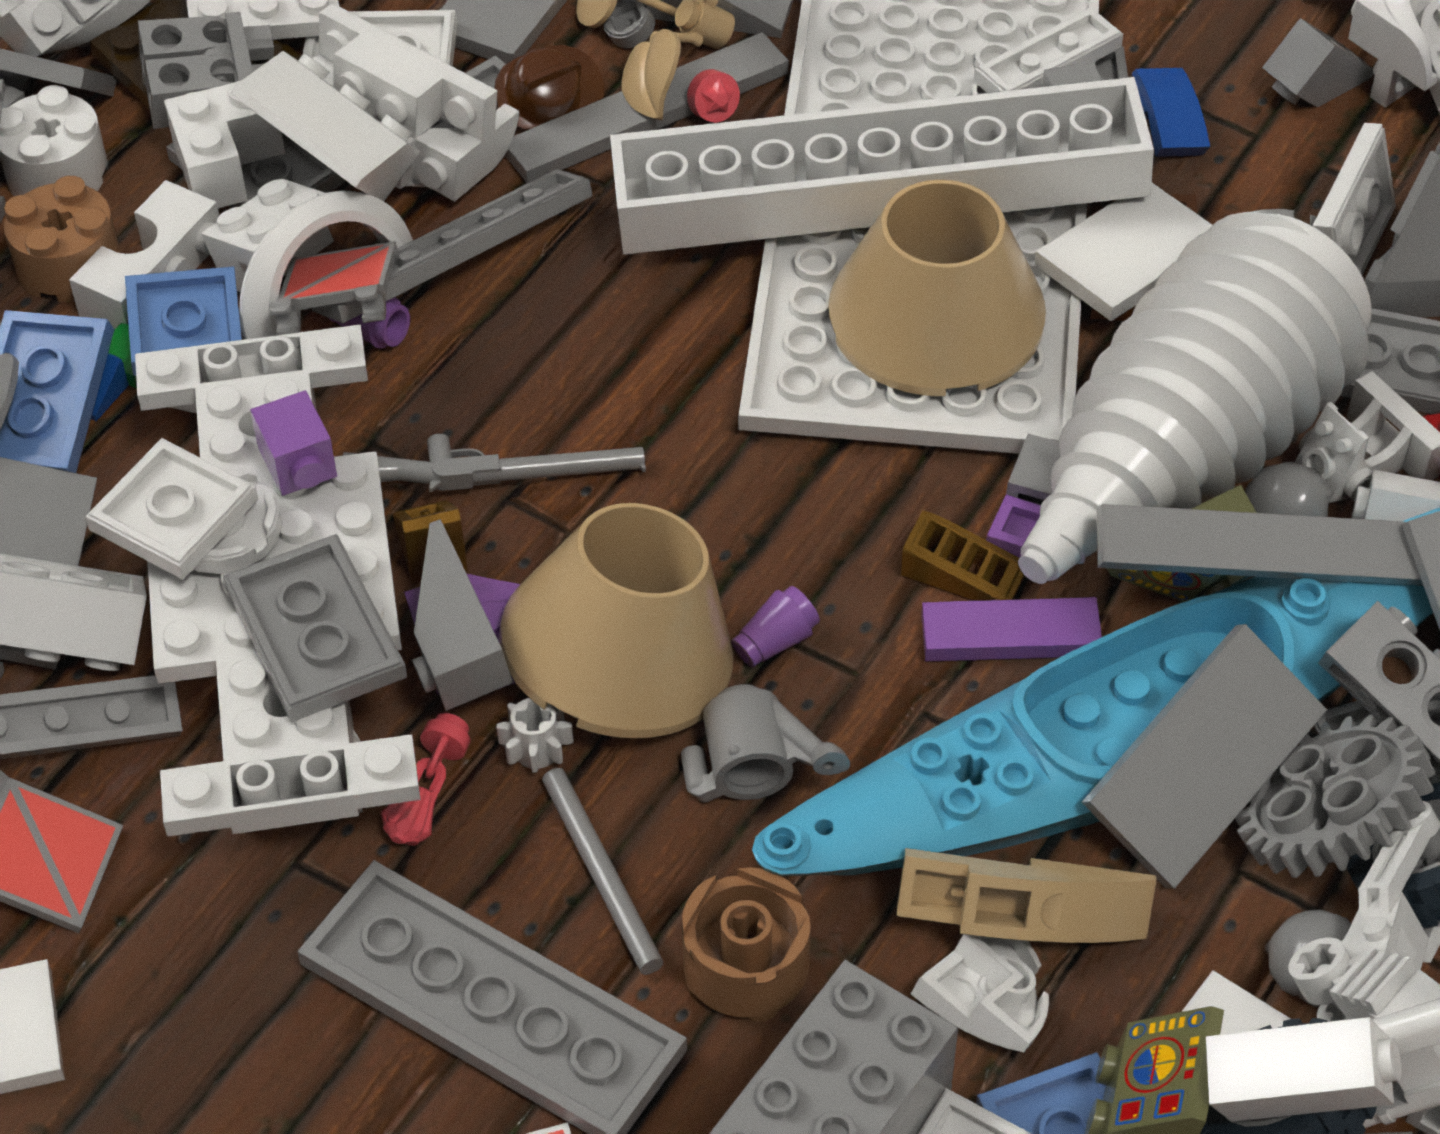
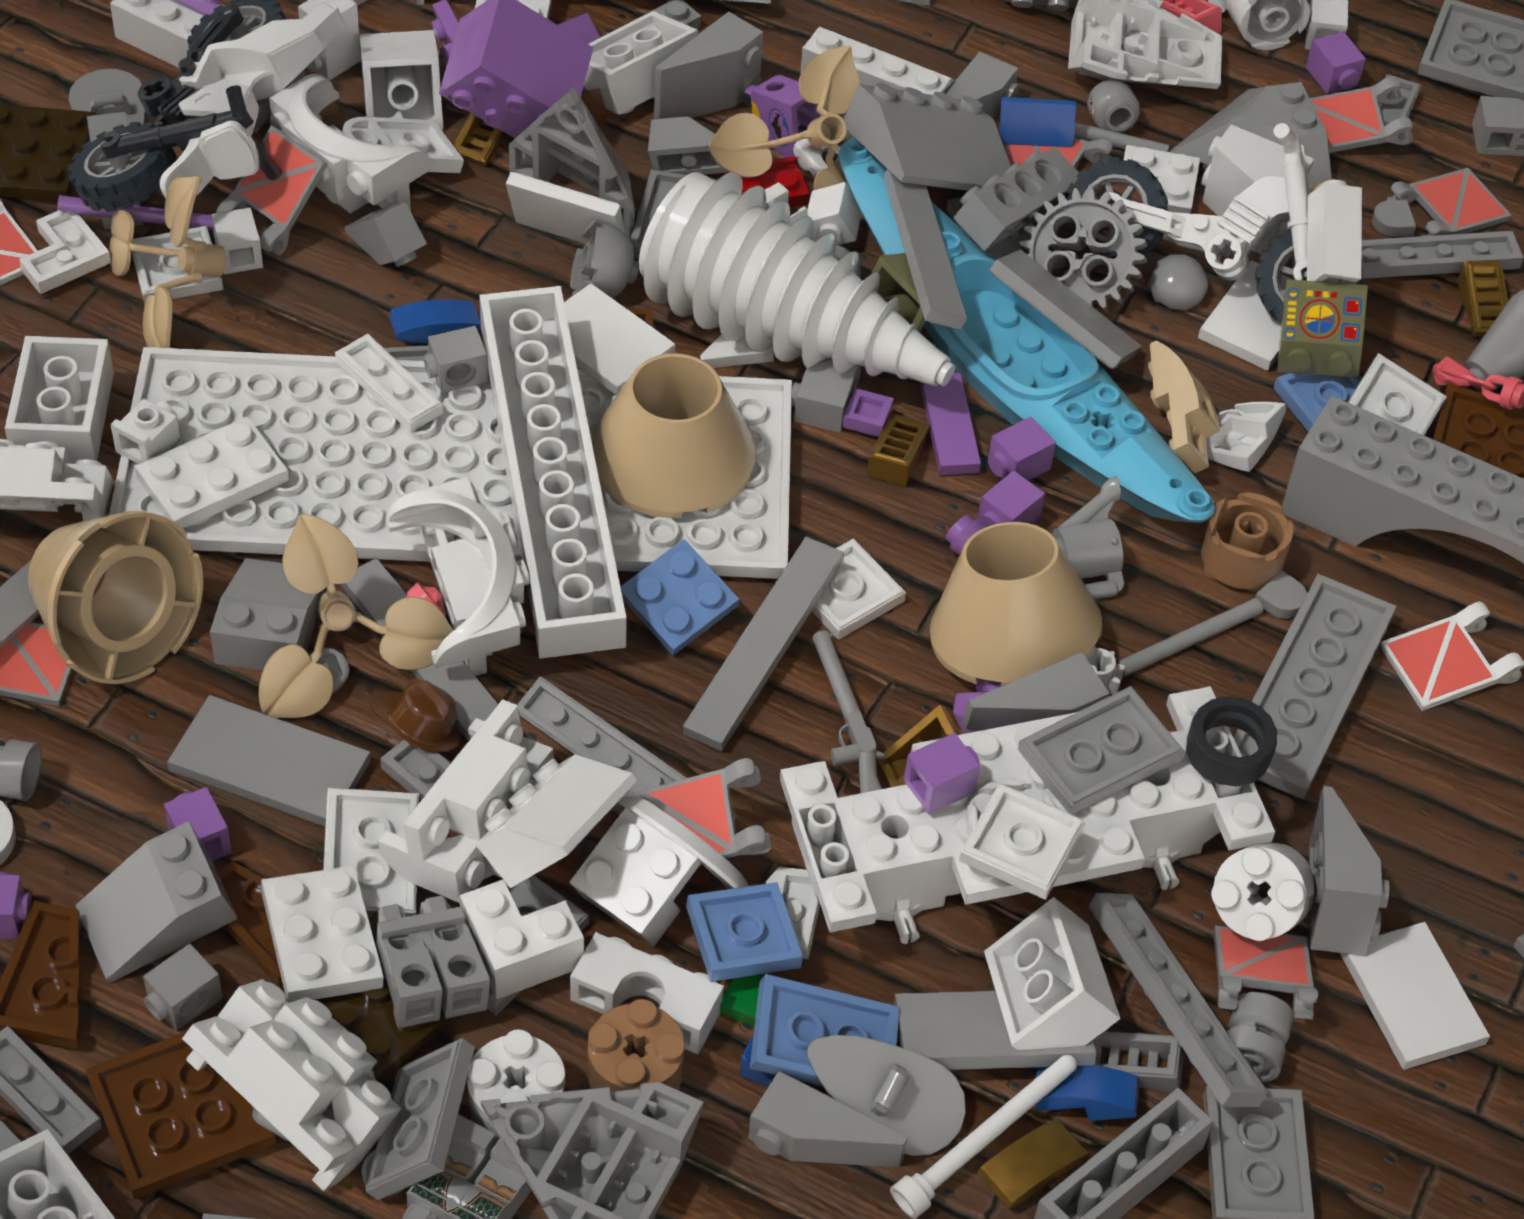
camera: 100 degrees left, 0 degrees up
(114, 842) = (1287, 900): none -> white brick
(117, 931) = (1345, 881): none -> light grey slope
(282, 723) = (1222, 767): none -> black tyre
(631, 392) = (763, 644): none -> light grey tile
(668, 997) = (1282, 596): none -> light grey tile
(702, 311) = (678, 597): none -> medium blue plate
(721, 488) = (856, 593): none -> white tile
(736, 85) = (475, 574): none -> white piece
(836, 669) = (1011, 501): none -> medium lavender brick
(930, 681) = (1021, 449): none -> medium lavender brick

